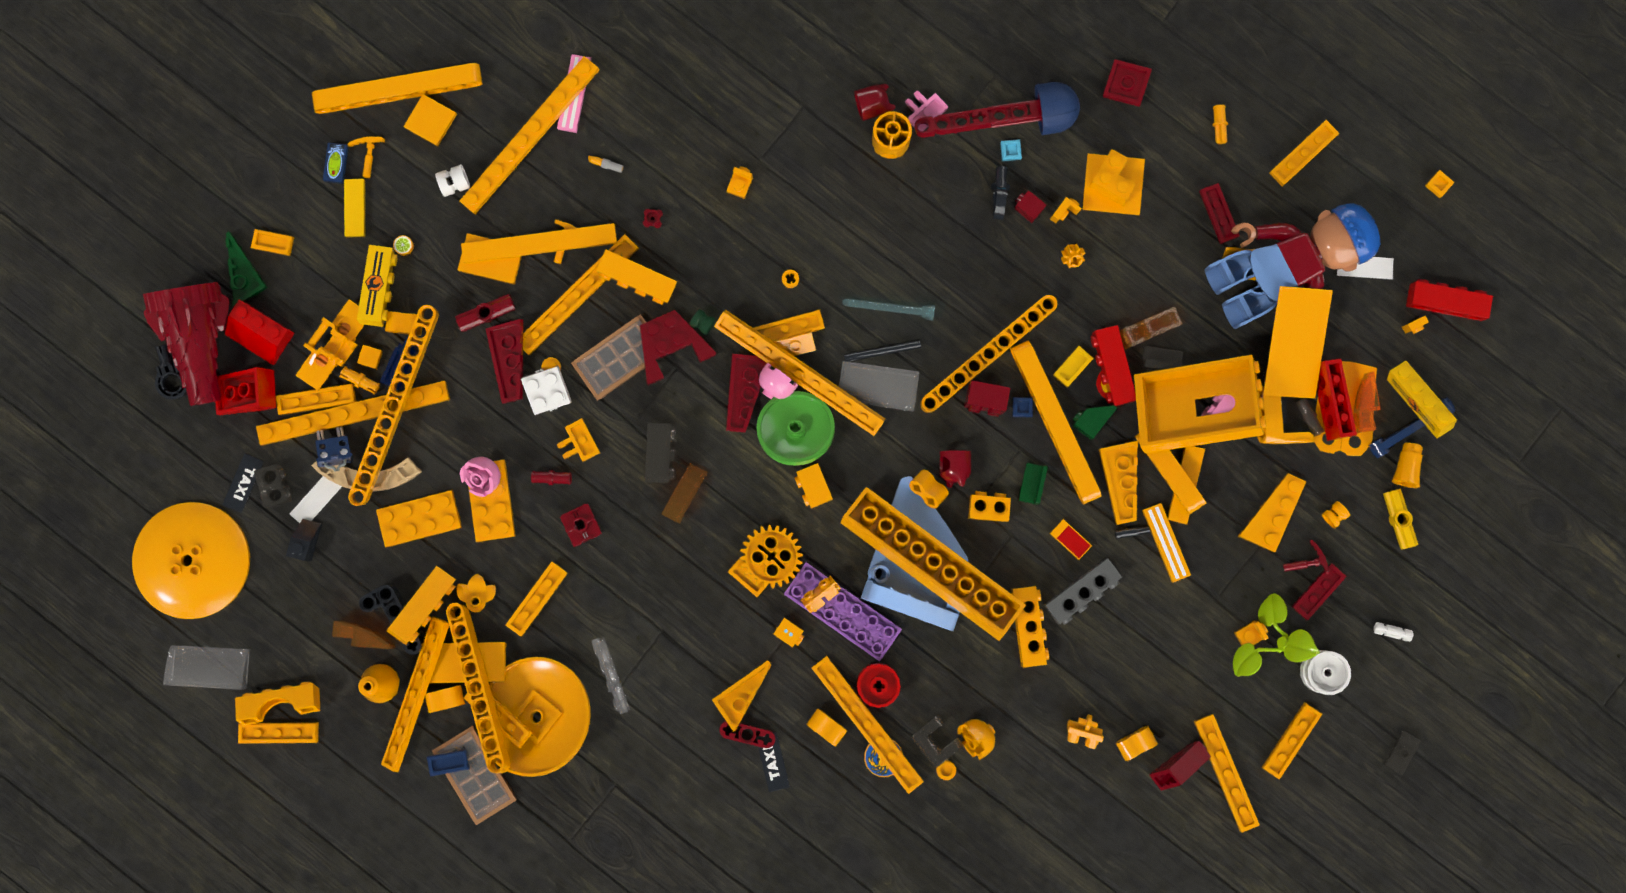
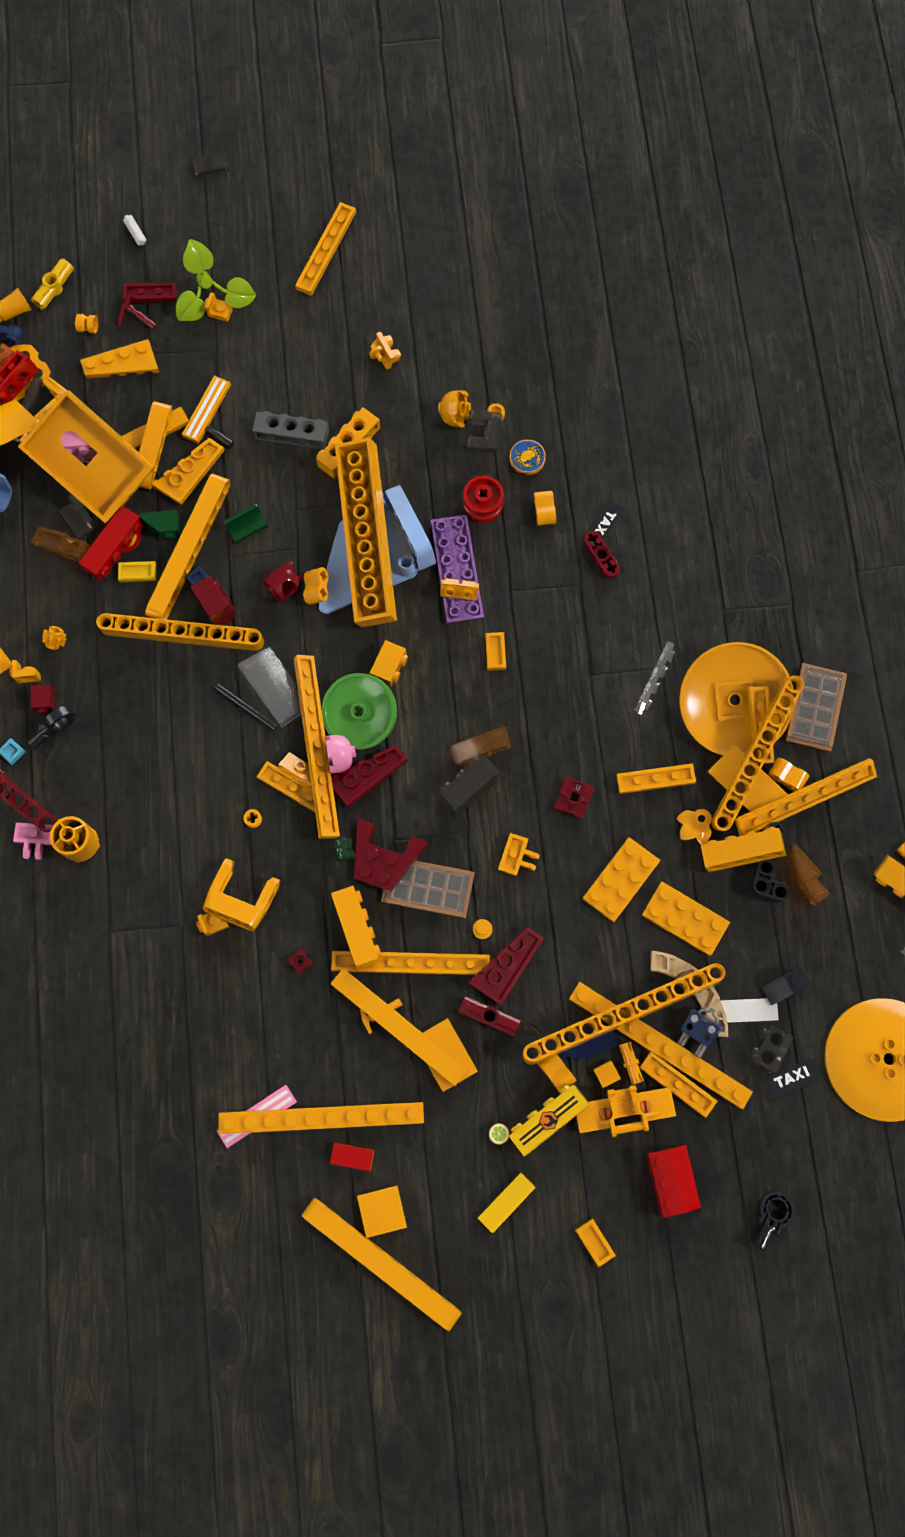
camera: 135 degrees left, 10 degrees down
(189, 324) = (718, 1240): dark red cone -> none
(244, 278) = (644, 1234): dark green wing -> none
(246, 391) = (727, 1144): red slope -> none
(335, 163) = (486, 1254): tile -> none
(368, 158) = (456, 1232): light orange piece -> none
(379, 683) = (826, 832): light orange cone -> none
(448, 762) = (827, 729): dark blue tile -> none
(459, 179) = (405, 1139): white wheel -> none
(481, 476) = (610, 895): bright pink cylinder -> none
(485, 133) = (352, 1156): none -> red tile
(546, 390) = (502, 914): white plate -> none
(551, 477) = (561, 850): dark red pin -> none
(605, 163) = (290, 1037): light grey piece -> none
(732, 202) = (233, 909): none -> light orange connector
(737, 698) = (585, 581): light orange wing -> none
(782, 543) = (483, 645): light orange gear -> none
(789, 633) = (506, 588): light orange brick -> none
(867, 724) = (516, 485): light orange tile -> none
(873, 101) = (58, 878): dark red piece -> none
(926, 312) = (188, 700): clear light blue piece -> none
(989, 512) = (293, 535): light orange brick -> none
(1070, 539) = (262, 469): red tile -> none
(1136, 743) = (360, 314): light orange axle -> none
(1180, 766) = (349, 275): dark red slope -> none
(1291, 740) = (266, 230): light orange tile -> none
(1327, 683) = (203, 232): white wheel -> none

